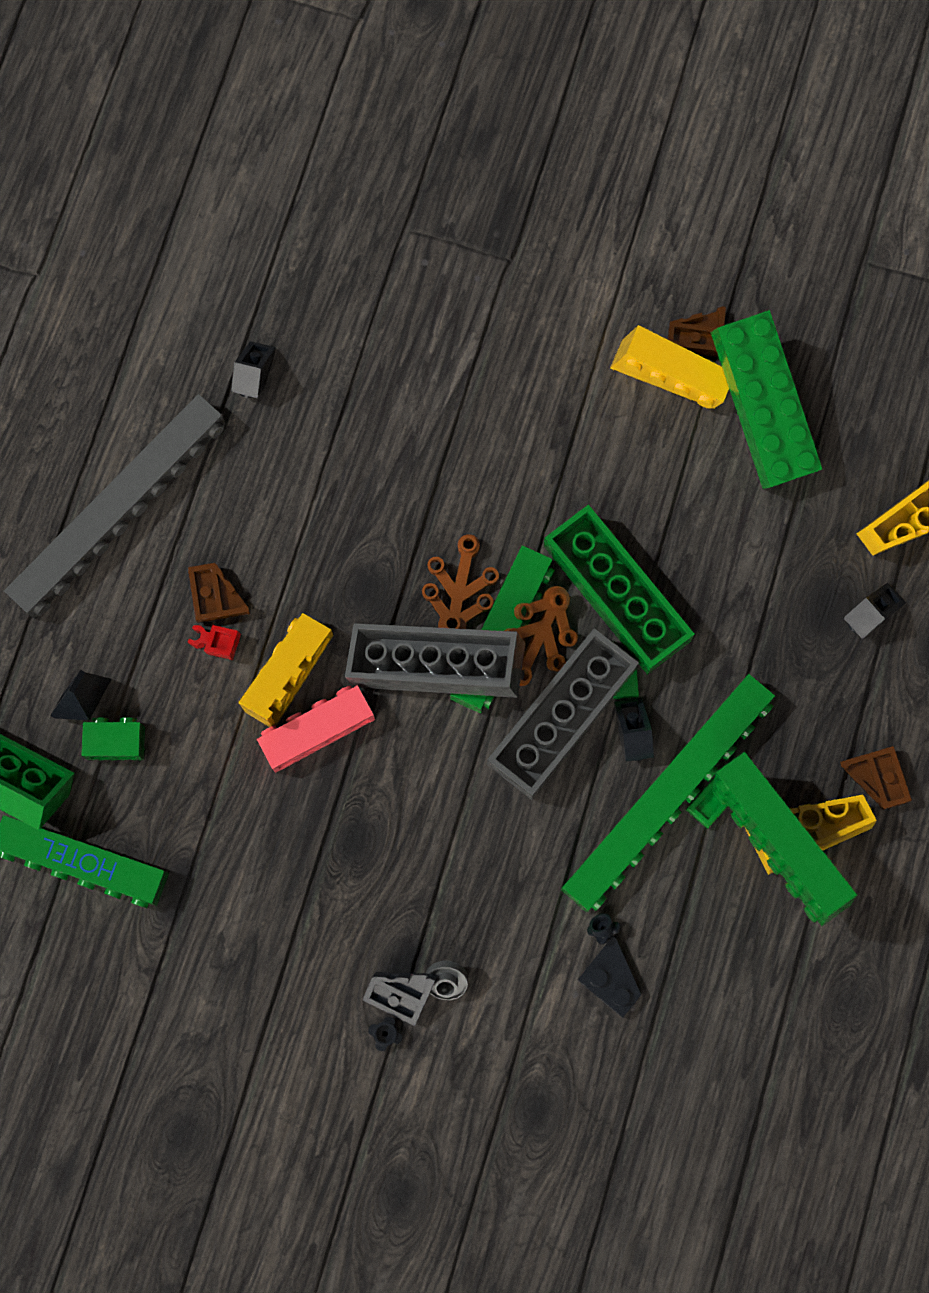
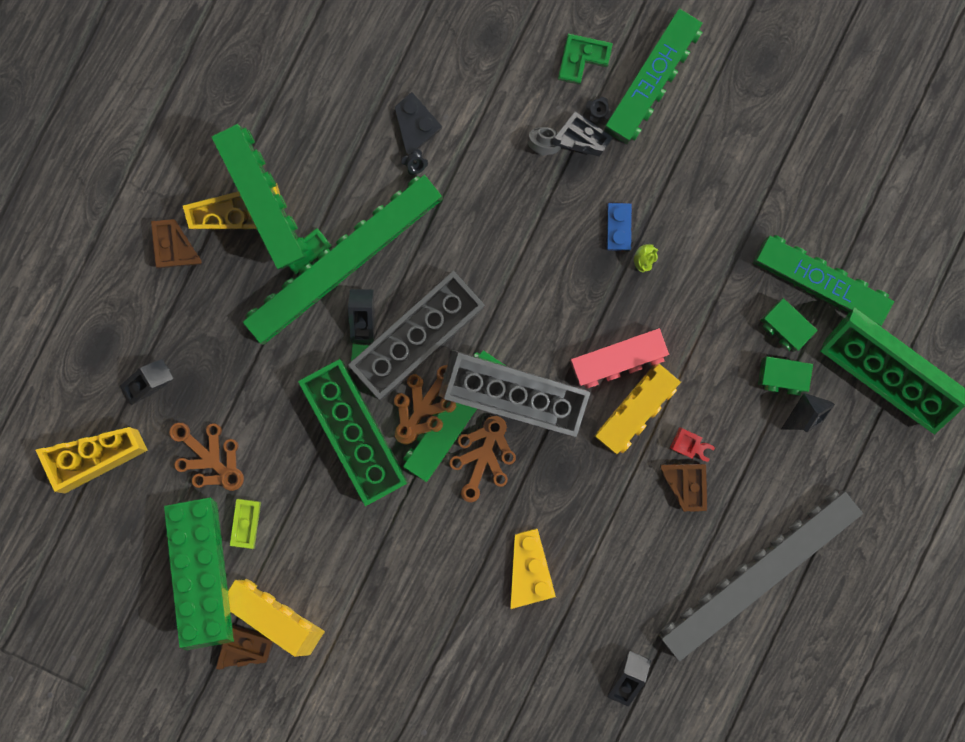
camera: 175 degrees left, 10 degrees up
(116, 800) = (787, 325): none -> green brick
(301, 855) = (645, 257): none -> lime plate
(321, 1087) = (653, 76): none -> green brick
(338, 890) = (619, 226): none -> blue plate
(384, 470) = (530, 571): none -> yellow wing
(420, 1106) = (581, 51): none -> green tile
(724, 469) = (245, 523): none -> lime plate
(781, 535) = (210, 458): none -> dark orange plant

